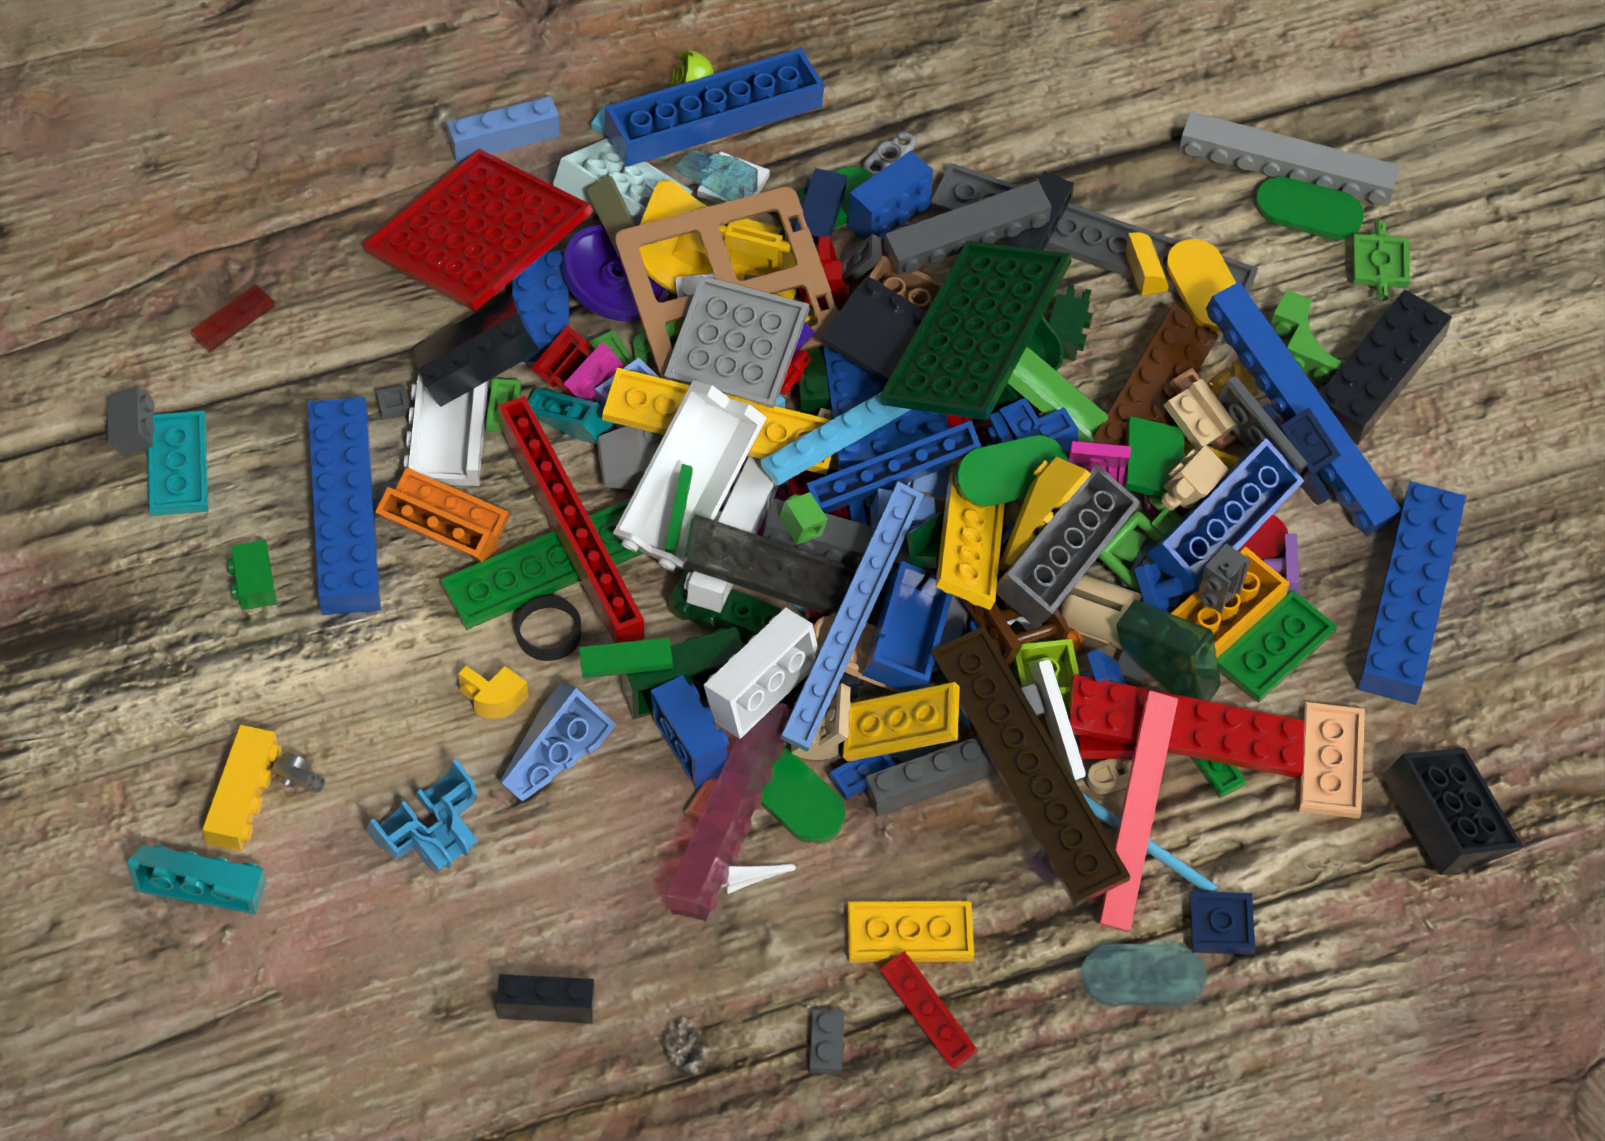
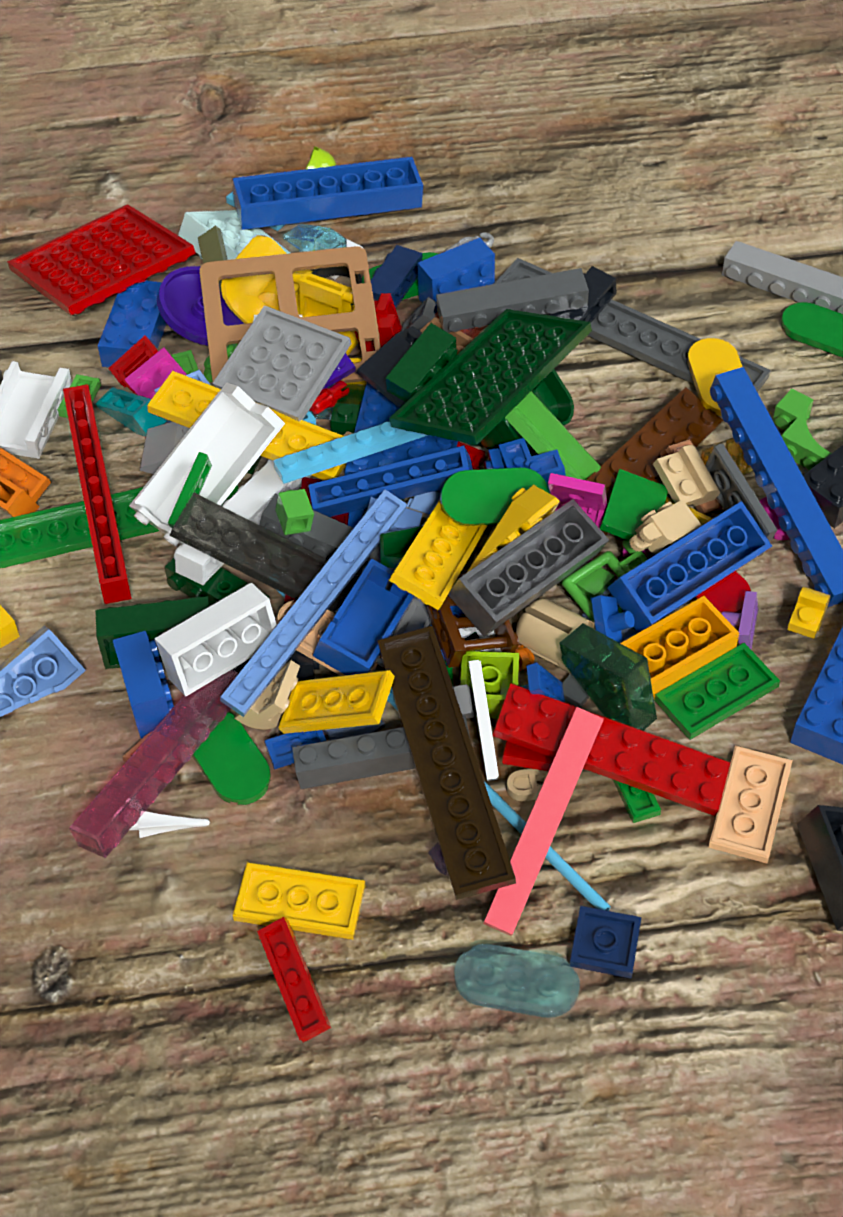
camera: 15 degrees right, 5 degrees down
(475, 350) = (63, 349): black slope -> none
(504, 128) = (153, 191): medium blue wedge -> none
(548, 654) = (50, 560): black tyre -> none
(625, 658) = (98, 608): green tile -> none
(827, 1042) = (187, 993): dark grey plate -> none
(895, 324) = (421, 362): none -> dark green brick
(1069, 320) = (590, 392): dark green hinge -> none
(1145, 264) = (667, 352): yellow brick -> none
(1223, 578) = (672, 615): dark grey hinge -> none
(1313, 445) = (787, 517): dark blue plate -> none
(1353, 547) = (809, 612): none -> yellow brick

